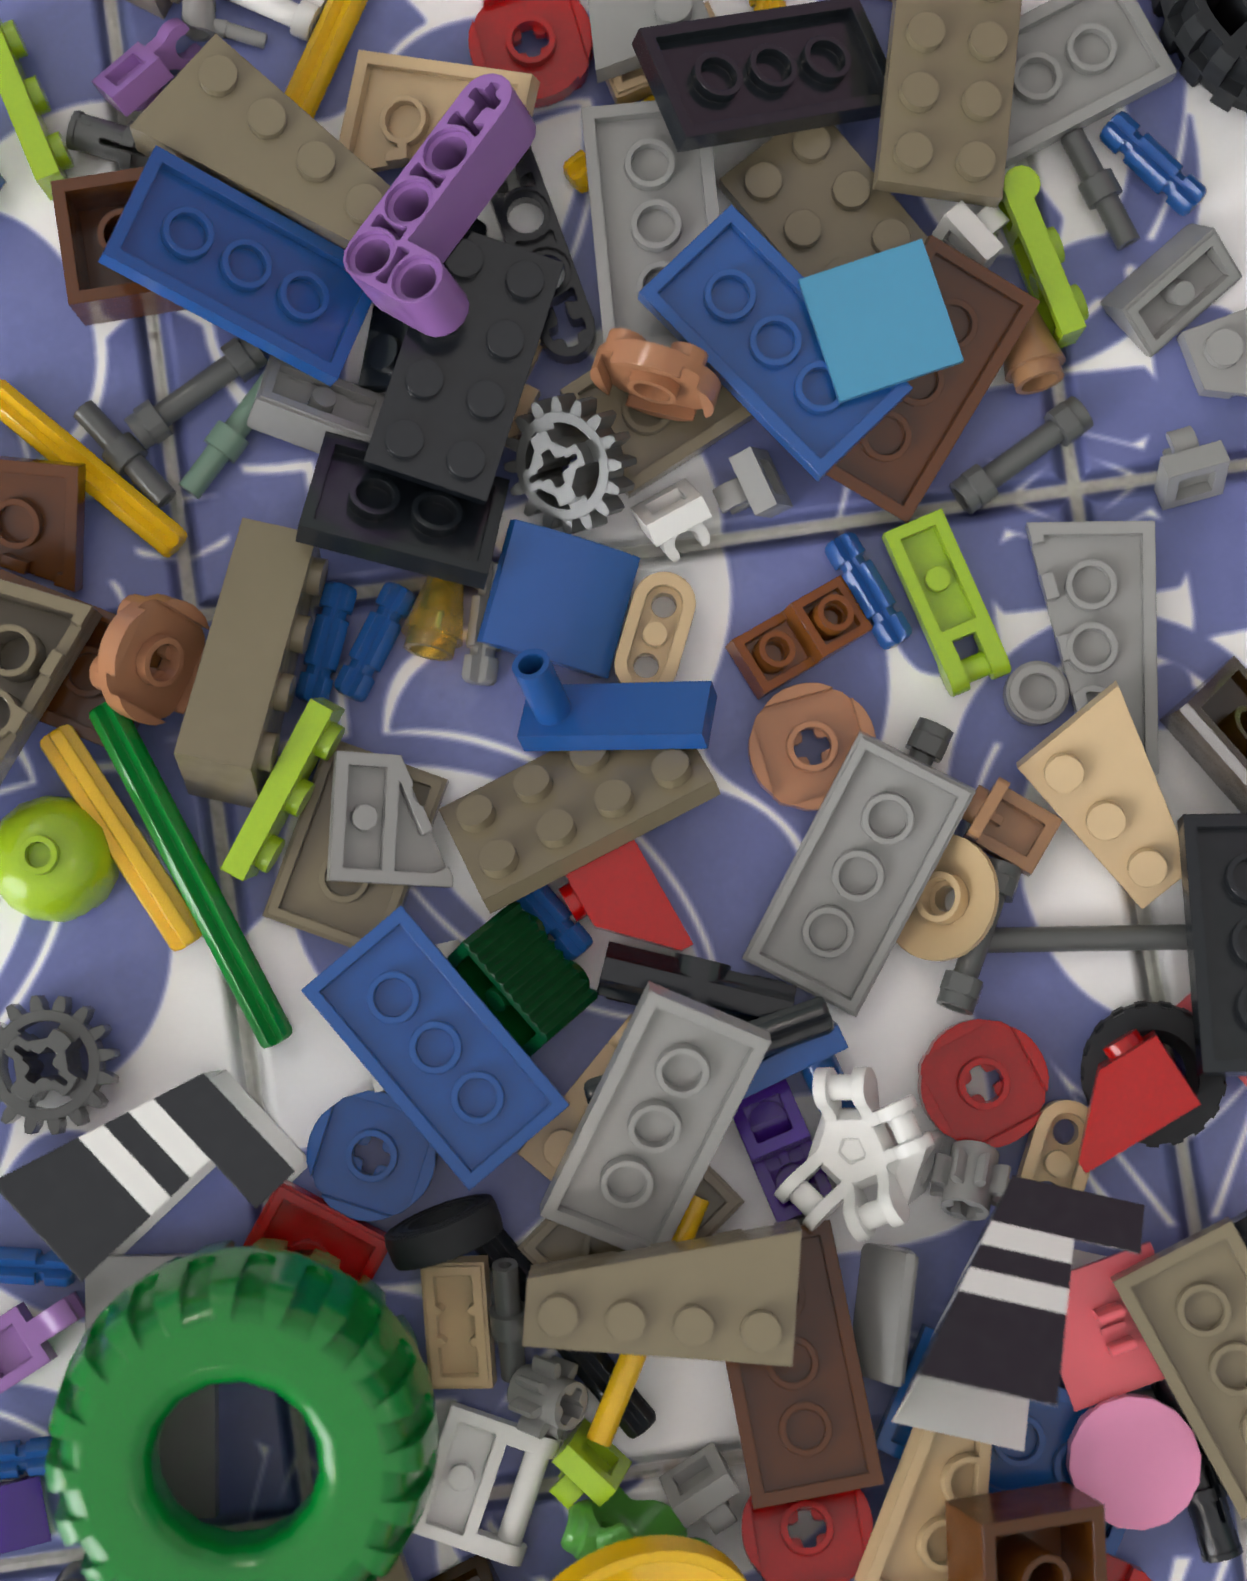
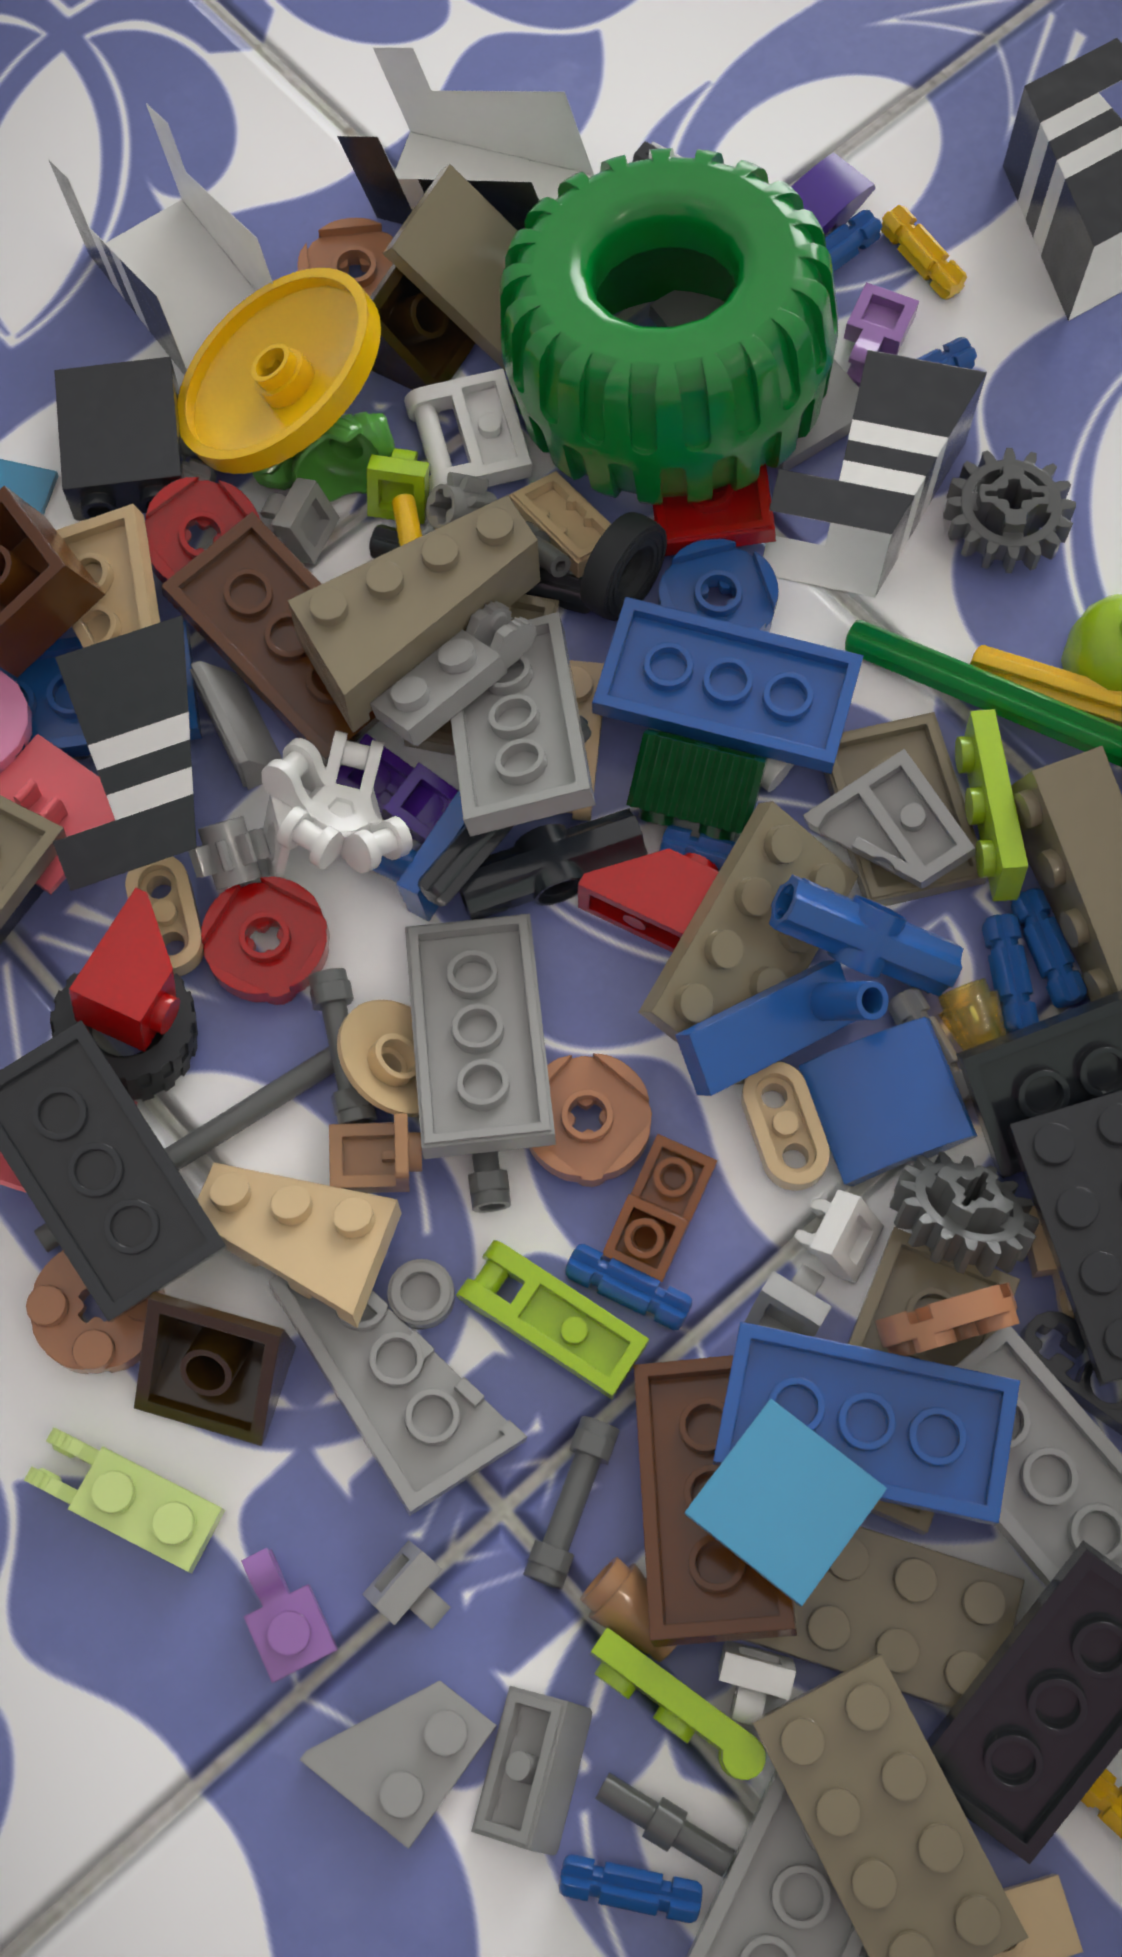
camera: 145 degrees right, 15 degrees down
(483, 738) = (866, 936): none -> blue piece
(678, 1207) = (455, 673): none -> light grey hinge

